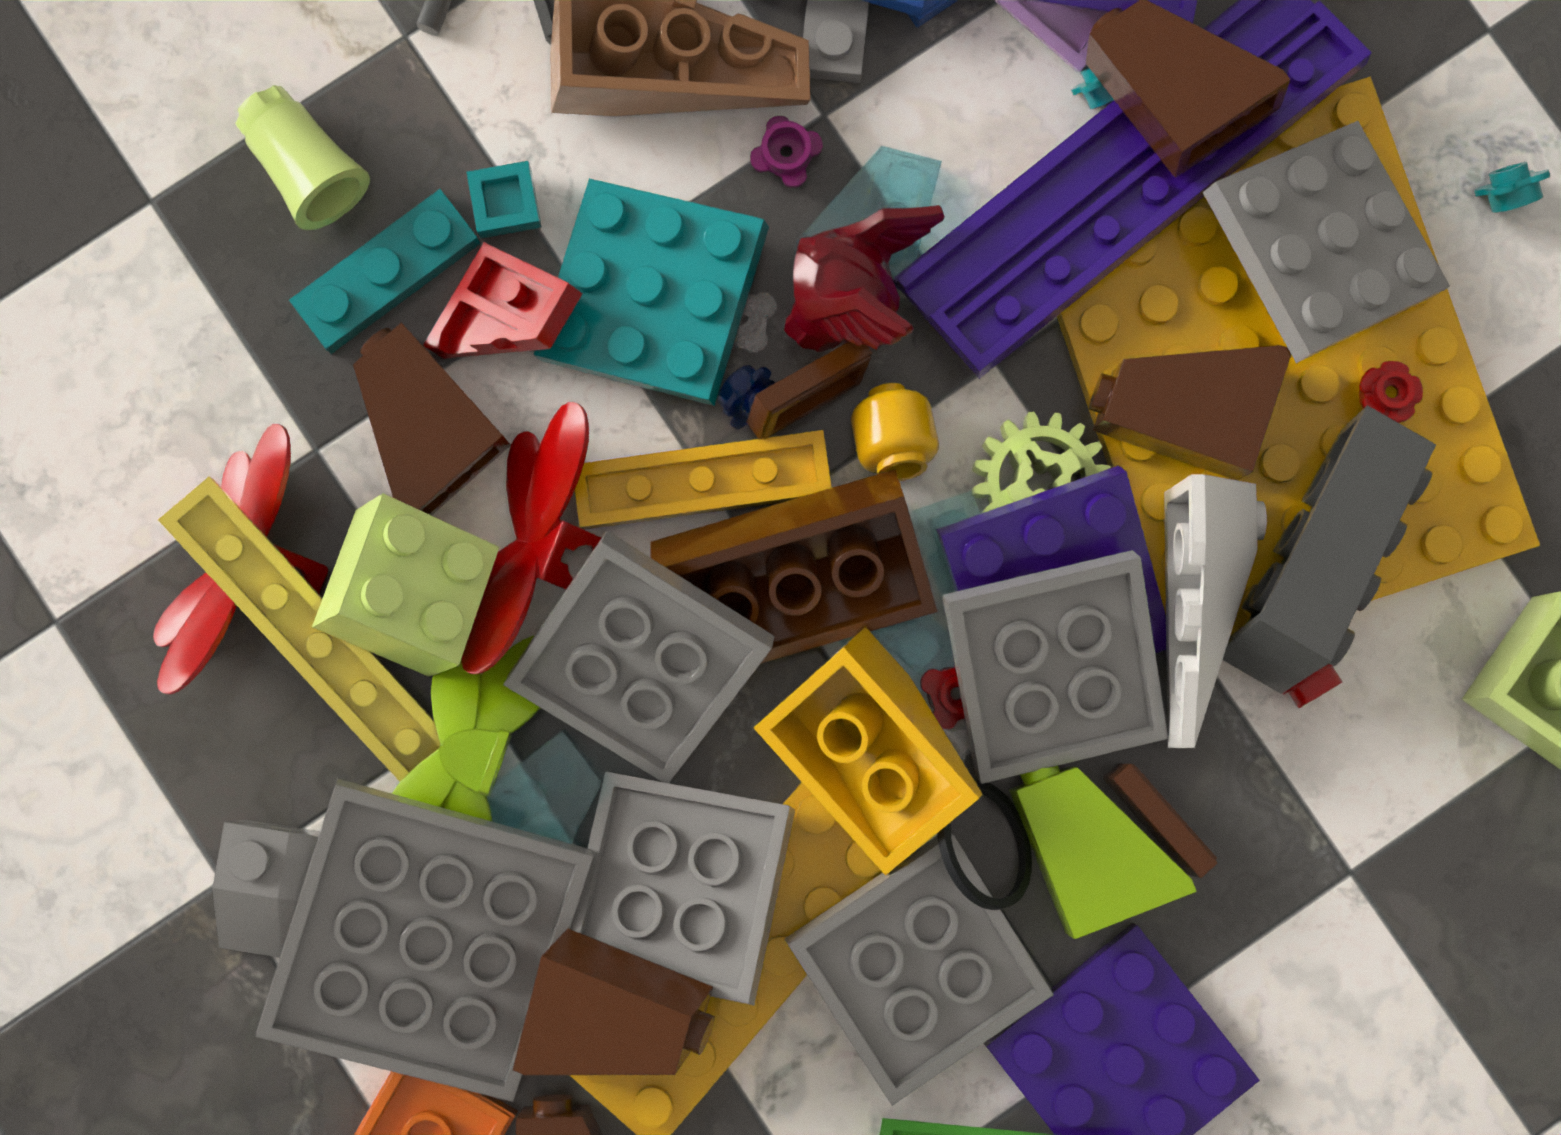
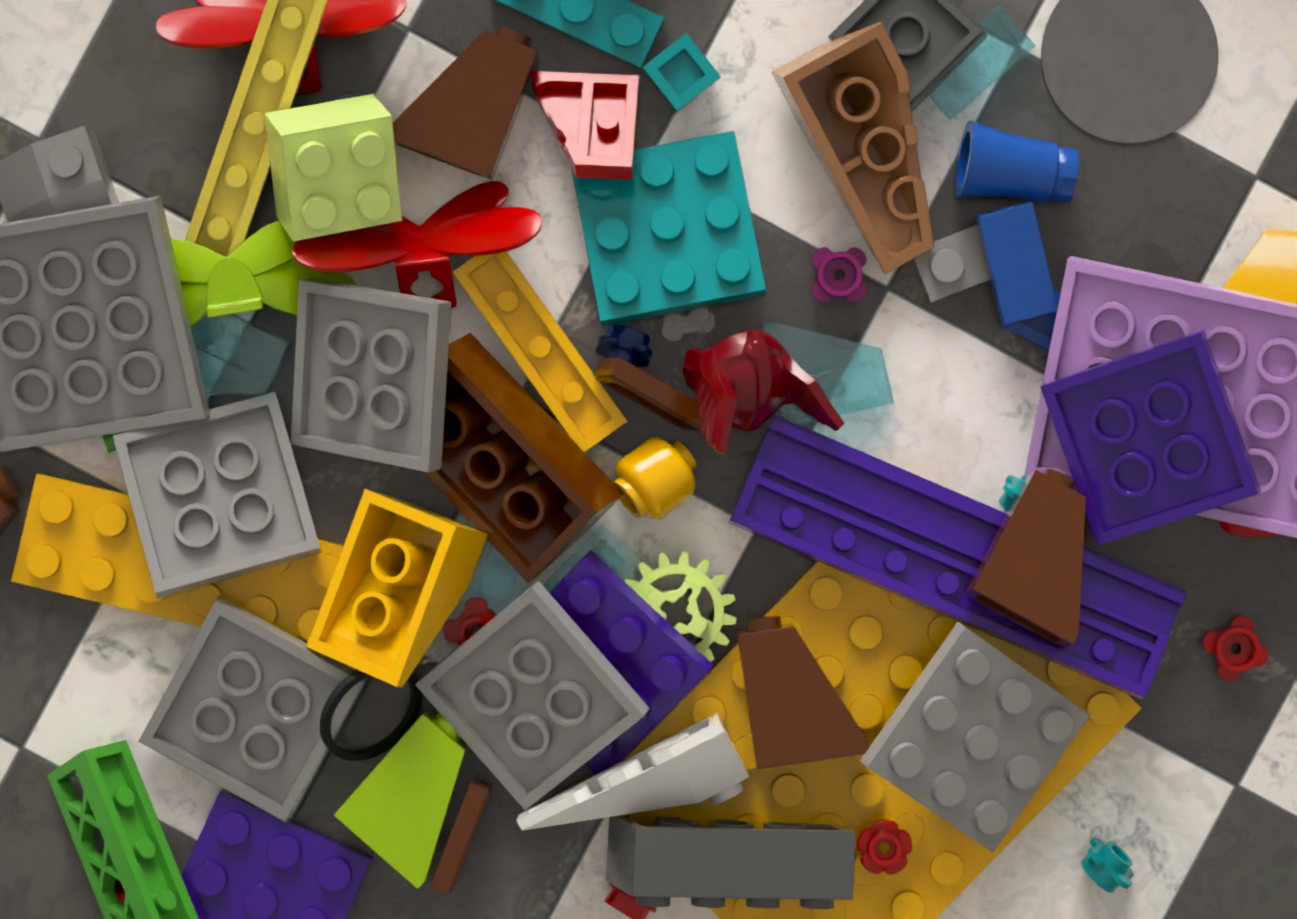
camera: 65 degrees right, 5 degrees up
(610, 1013) = (94, 494): reddish brown slope -> none

